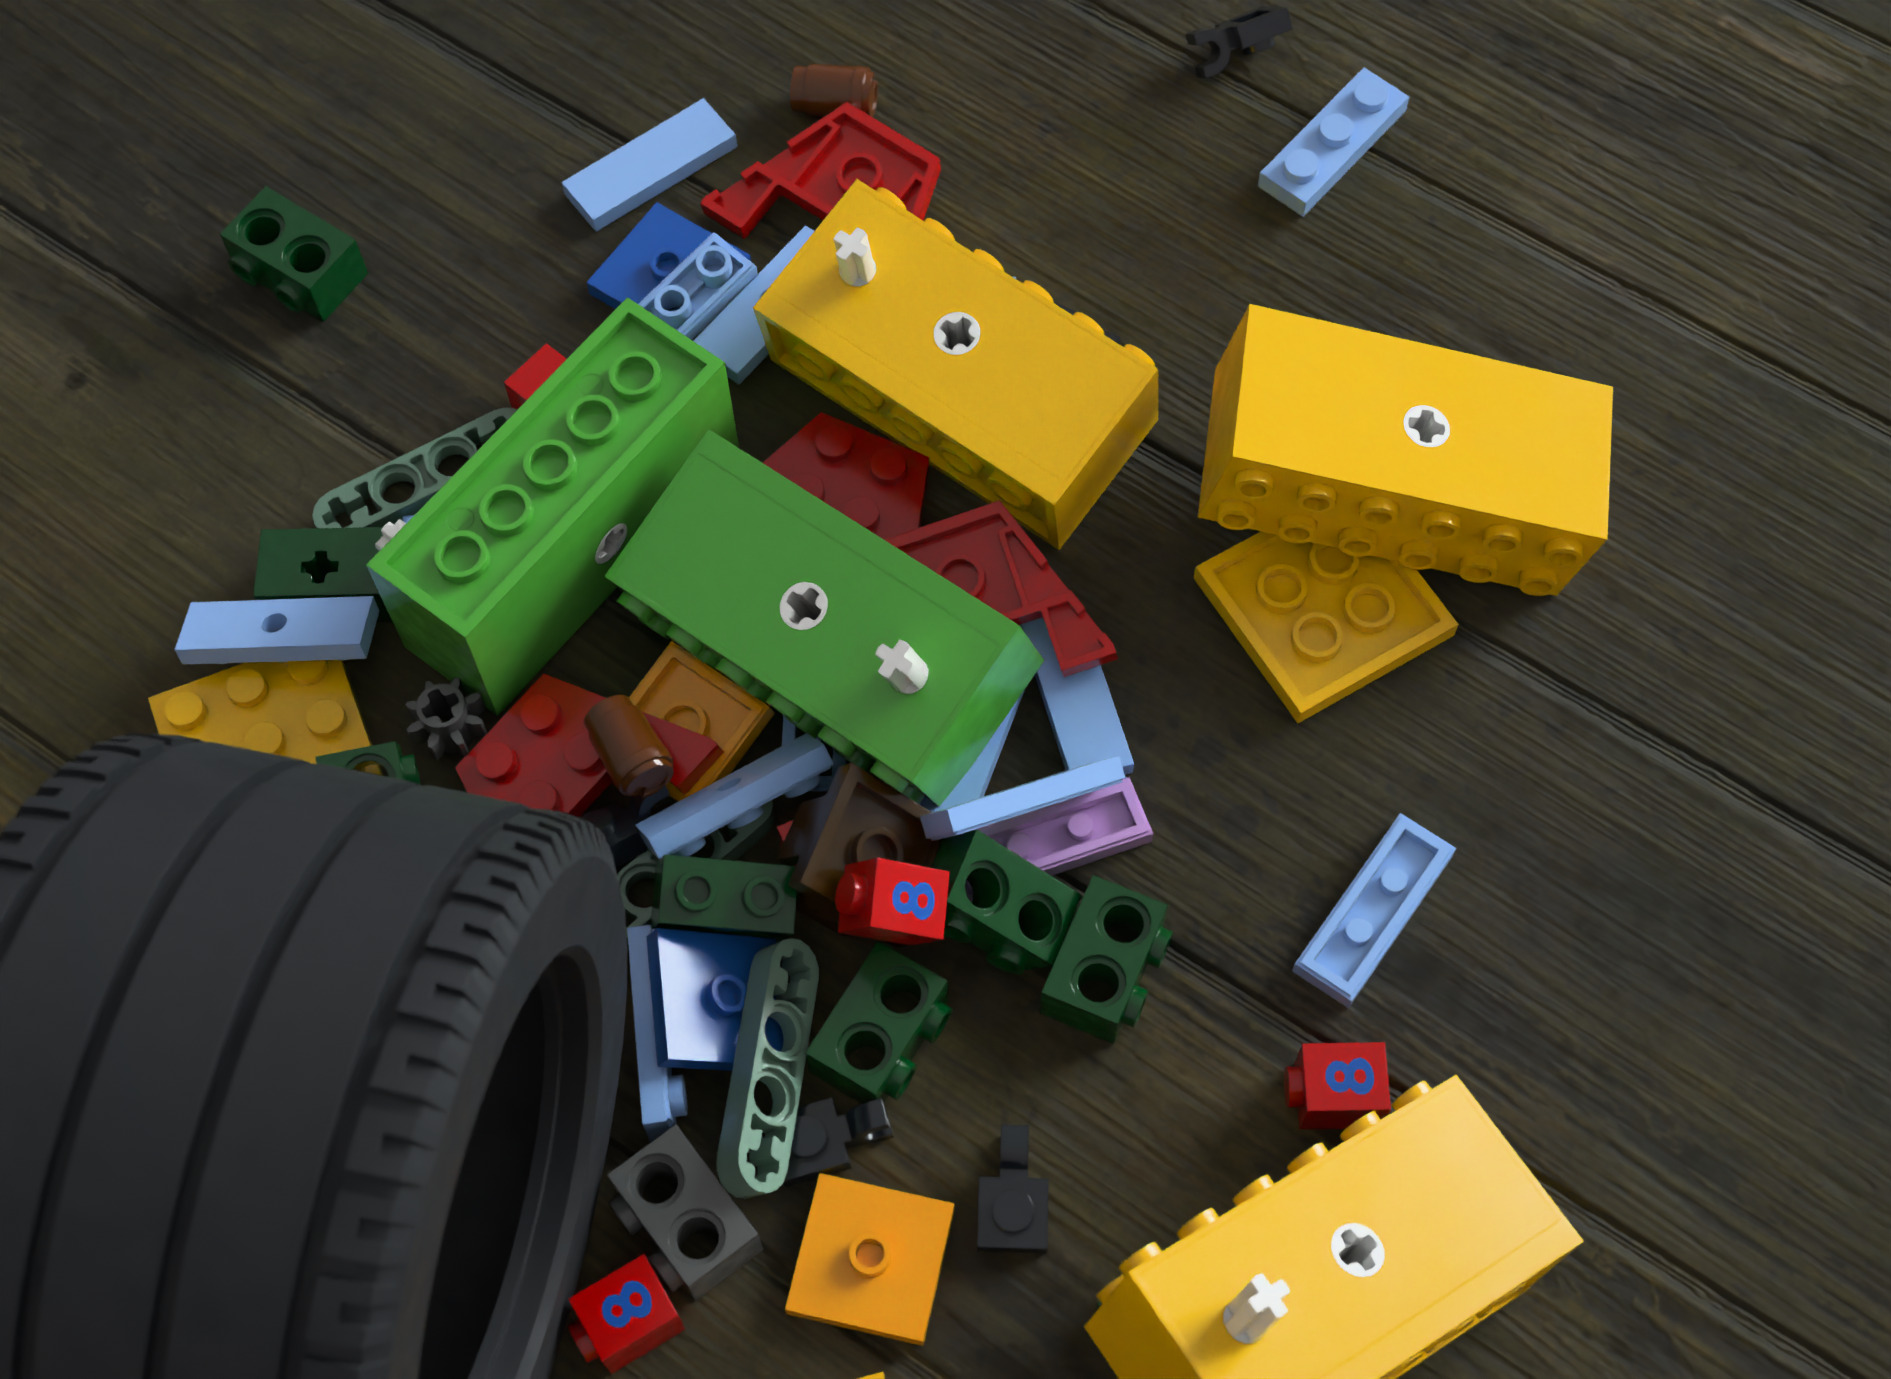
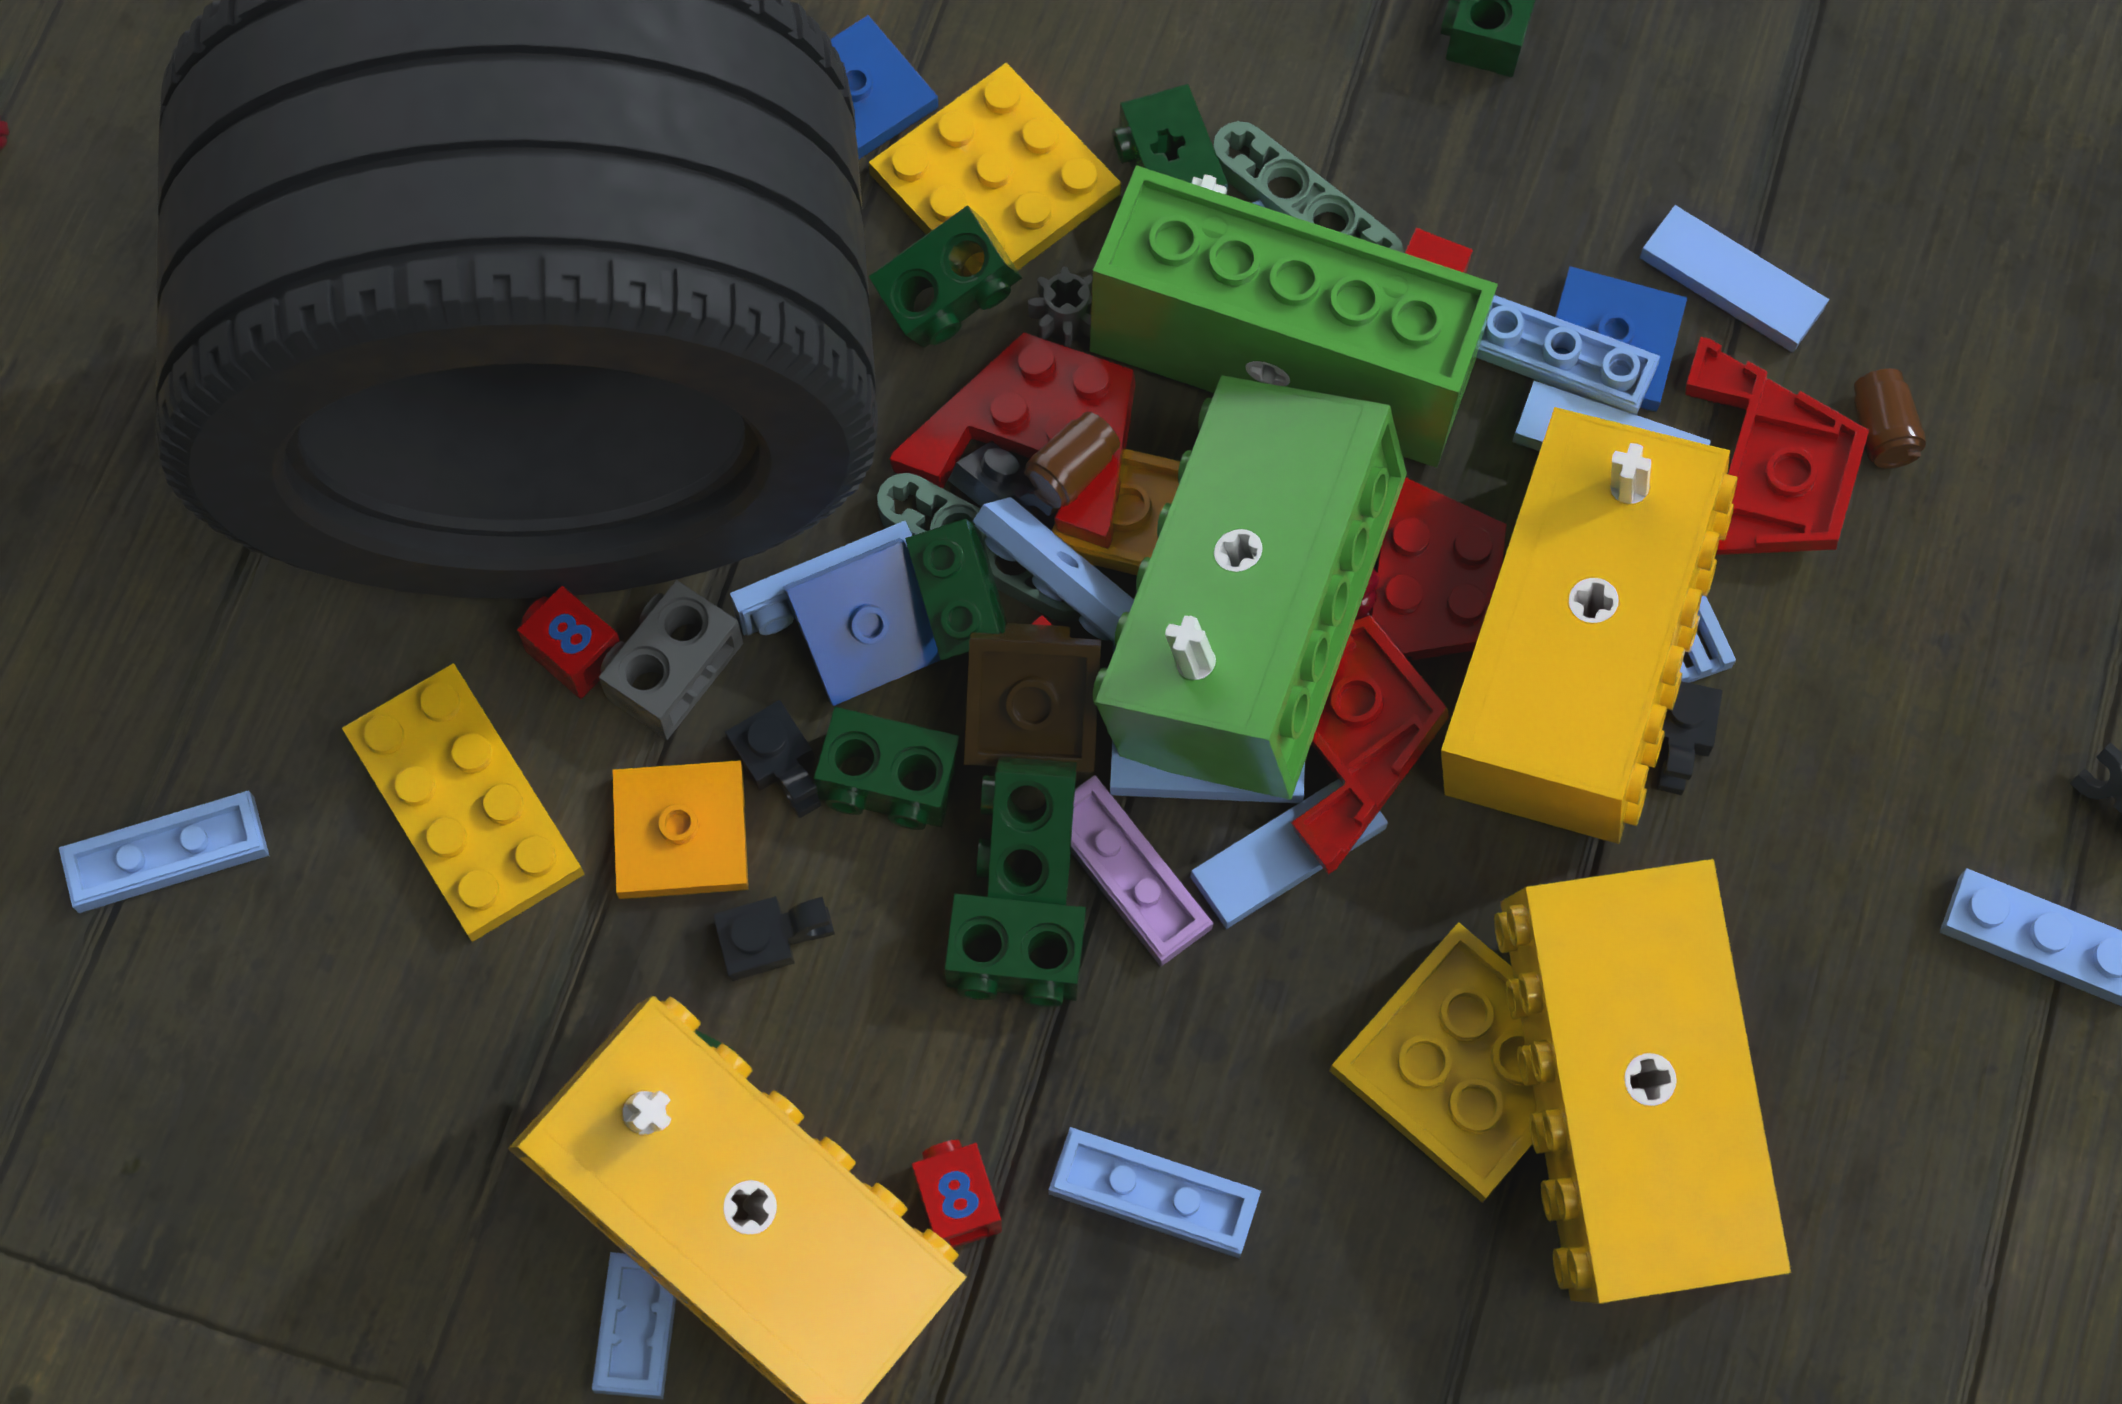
camera: 70 degrees right, 5 degrees up
(277, 630) = (1090, 130): light blue tile -> none
(779, 1070) = (815, 670): sand green beam -> none
(892, 901) = (981, 725): red brick -> none
(1022, 799) = (1136, 819): light blue tile -> none

